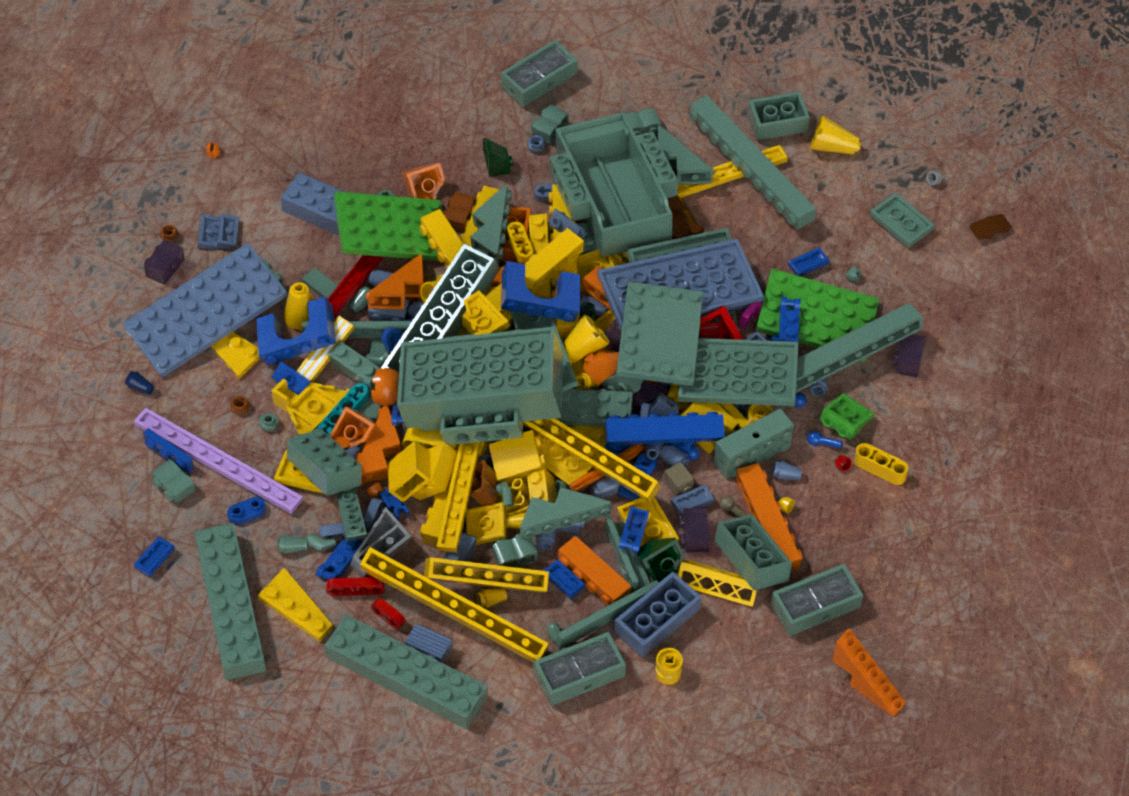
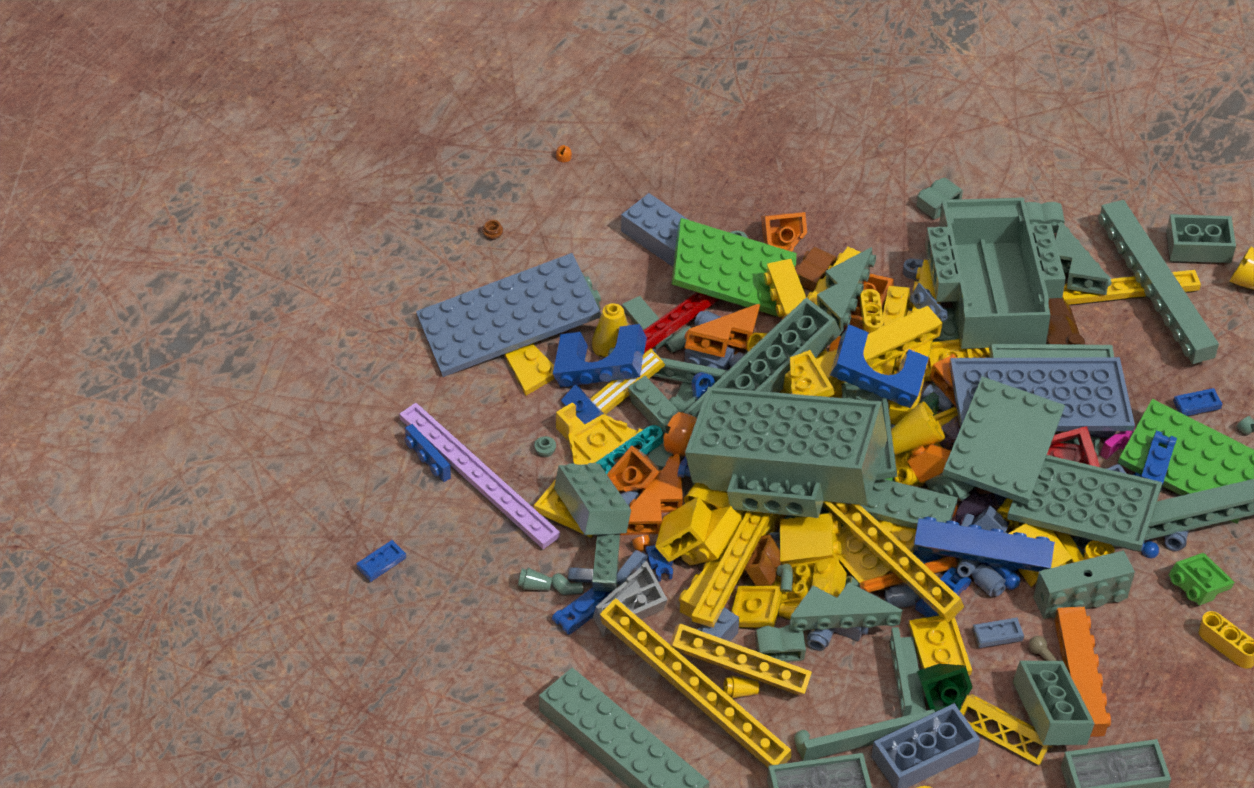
camera: 15 degrees right, 5 degrees down
(139, 383) = (414, 374): dark blue cone -> none
(164, 261) = (478, 257): clear purple brick -> none
(172, 481) = (423, 485): sand green brick -> none
(218, 232) = (545, 238): sand blue slope -> none
(230, 601) = (449, 626): sand green brick -> none
(240, 400) = (518, 421): dark orange plate -> none
(246, 510) = (495, 535): blue plate -> none
(291, 602) = (519, 645): yellow wing -> none
(354, 586) = (582, 639): red beam -> none
(388, 613) = (620, 678): red beam -> none
(430, 643) = (658, 720): sand blue brick -> none
(496, 158) = (870, 222): dark green slope -> none
(536, 143) = (918, 215): sand blue plate -> none
(539, 73) = (940, 142): brick -> none
(564, 579) = (829, 686): blue plate -> none
(593, 571) = (863, 684): orange brick -> none
(634, 529) = (921, 647): blue plate -> none
(678, 479) = (987, 605): dark tan brick -> none
(695, 530) = (993, 665): clear purple brick -> none
(785, 471) = (1114, 623): sand blue cone -> none
(787, 504) = (1107, 660): yellow hinge -> none
(815, 438) = (1158, 596): blue bar -> none
(842, 459) = (1187, 626): red hinge -> none

